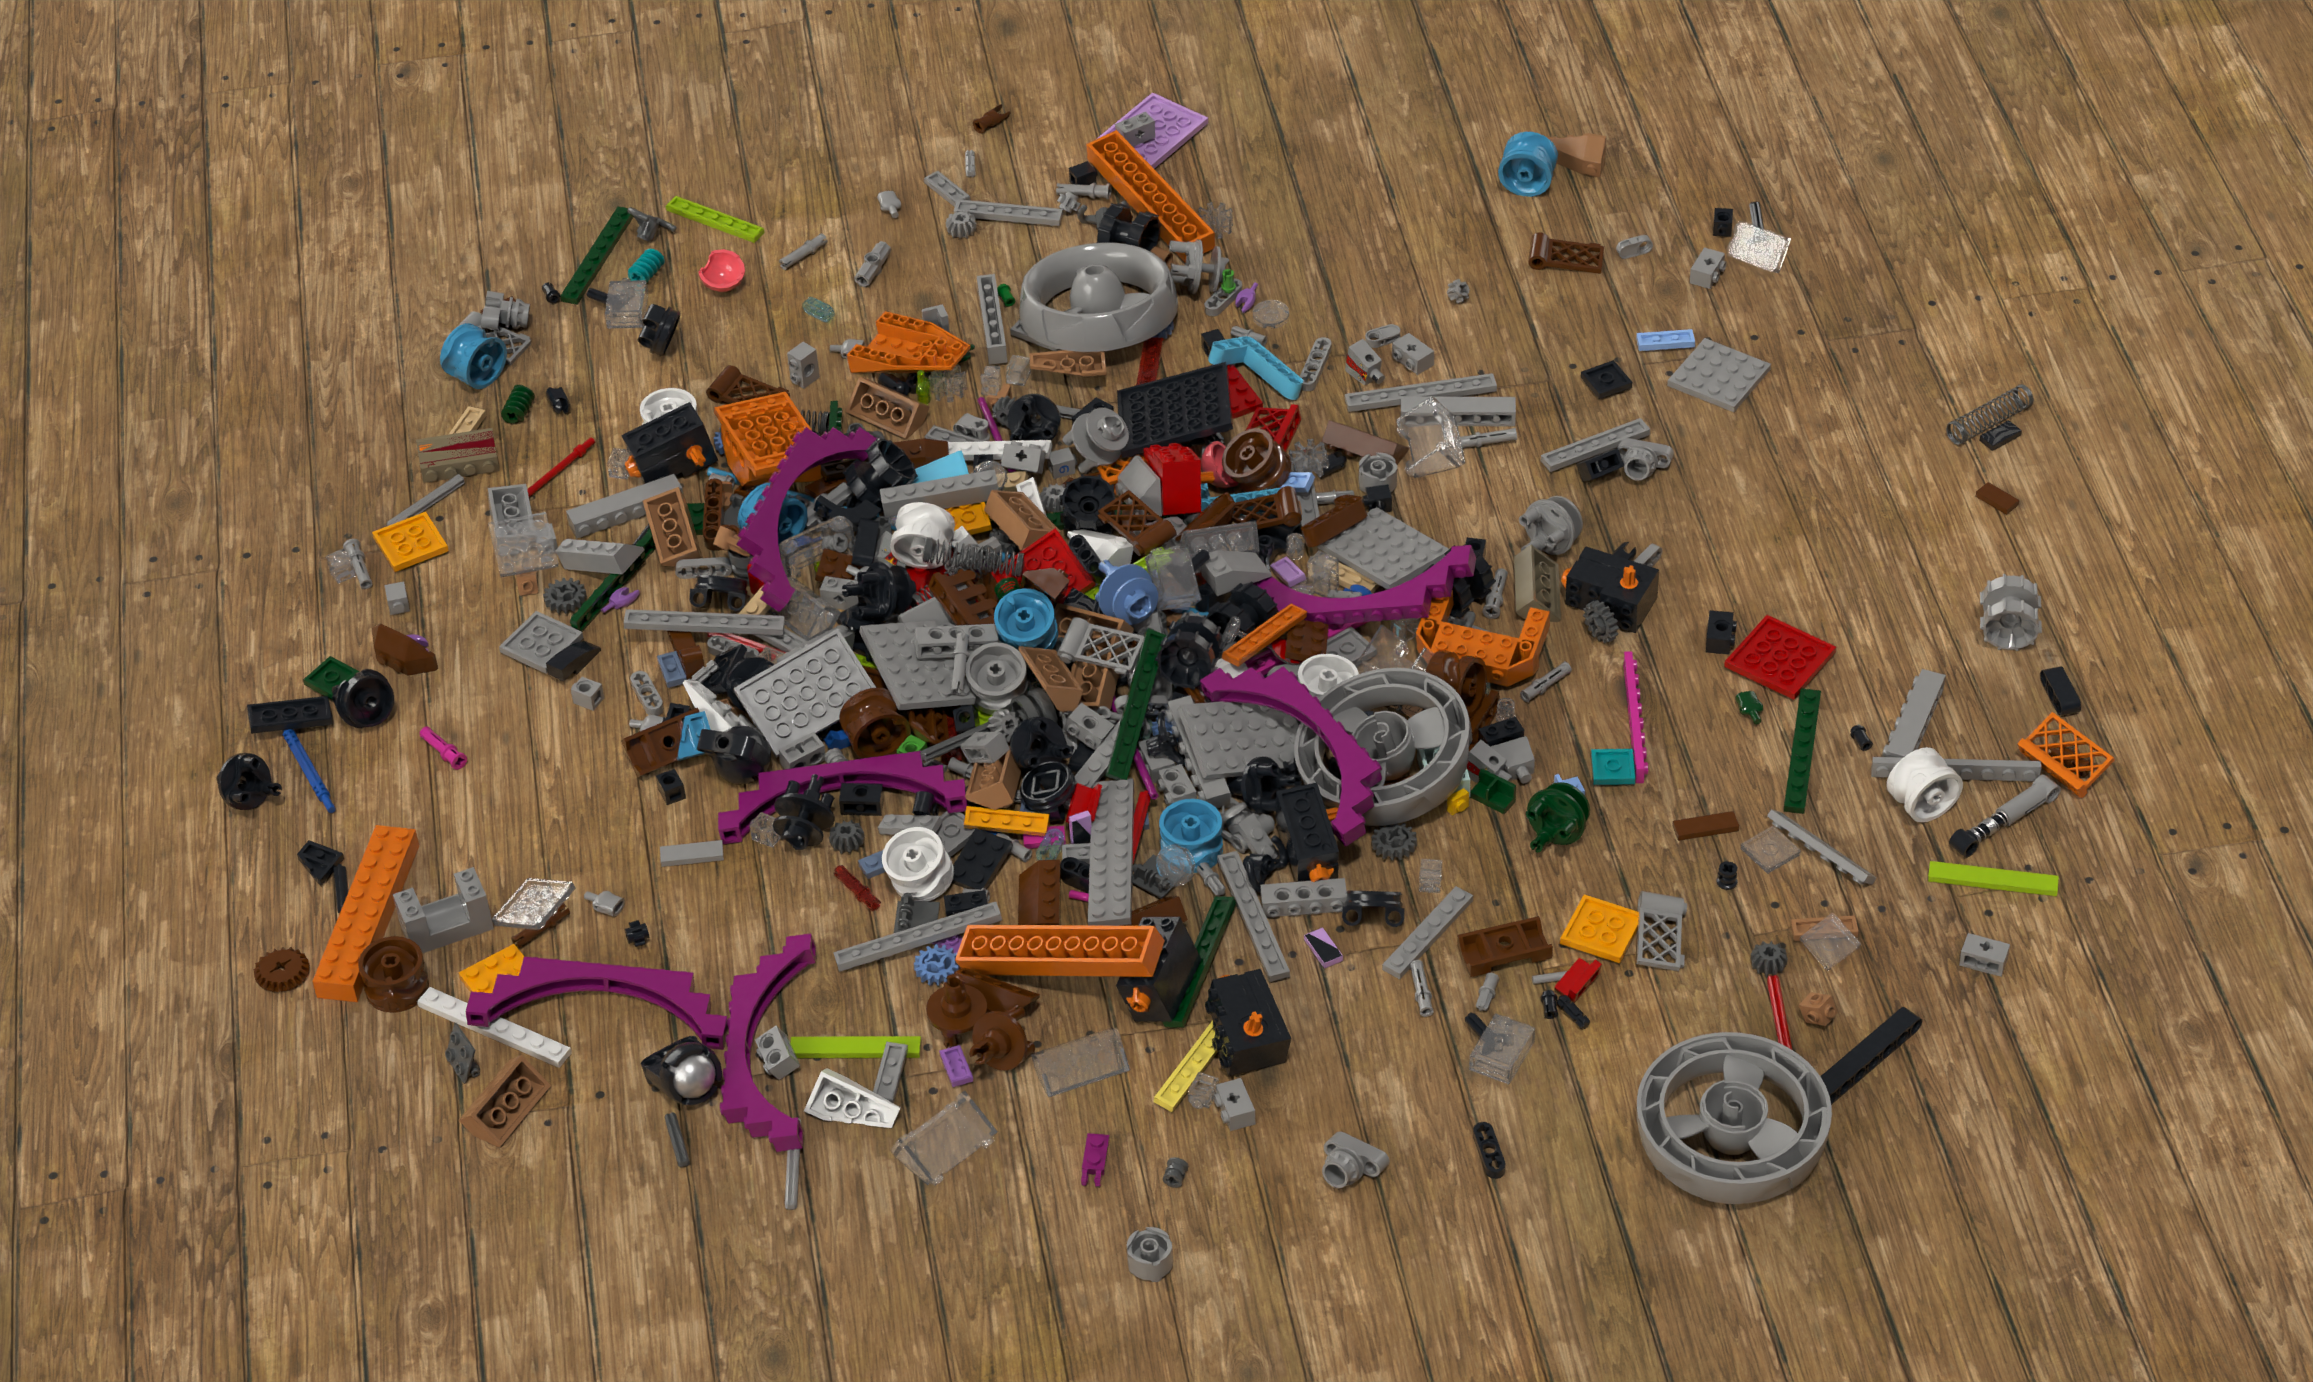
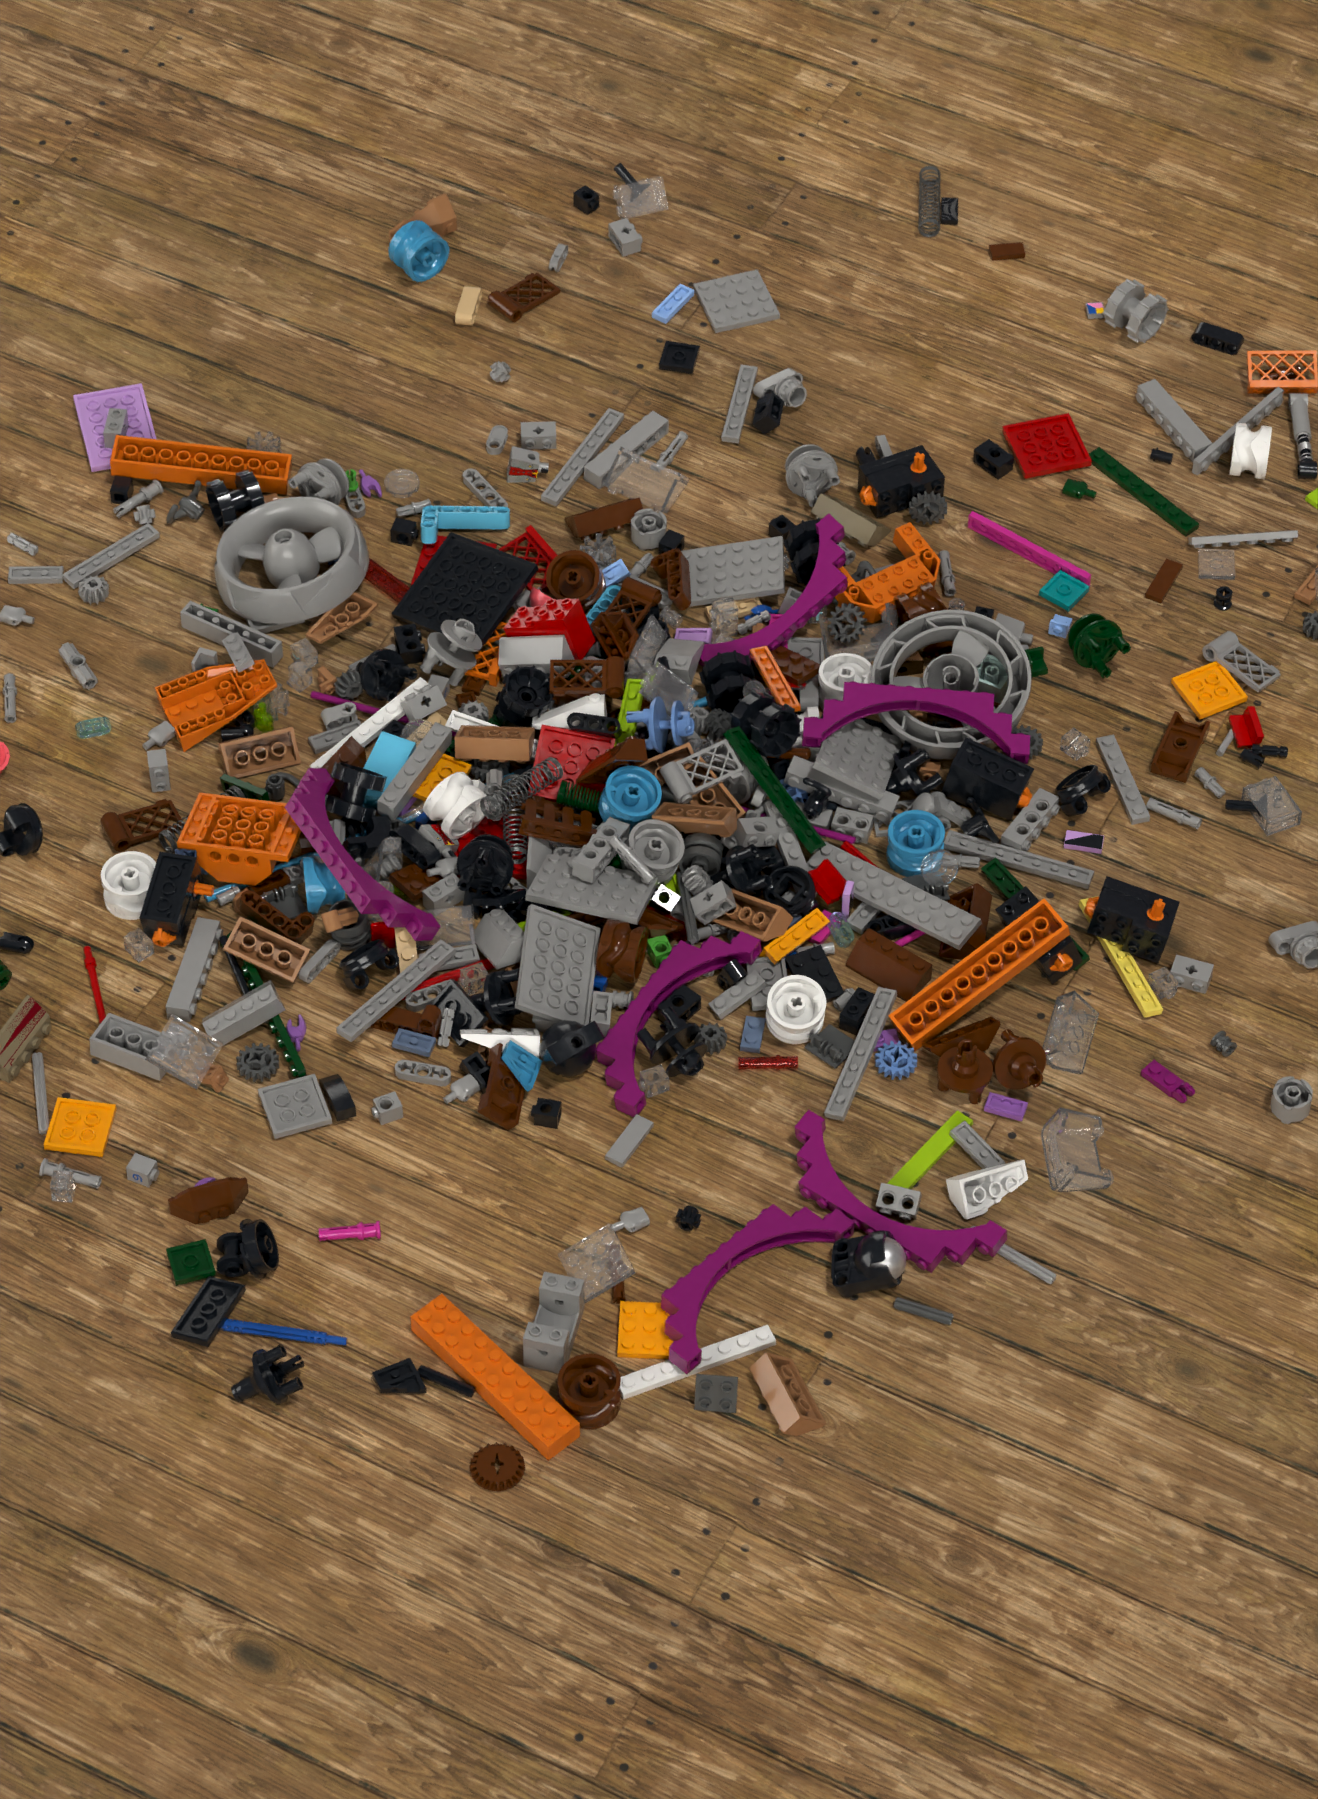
camera: 55 degrees left, 5 degrees up
(961, 326) = (238, 652): none -> light grey plate
(1398, 647) = (849, 613): none -> dark grey gear
(1513, 231) = (468, 305): none -> tan beam

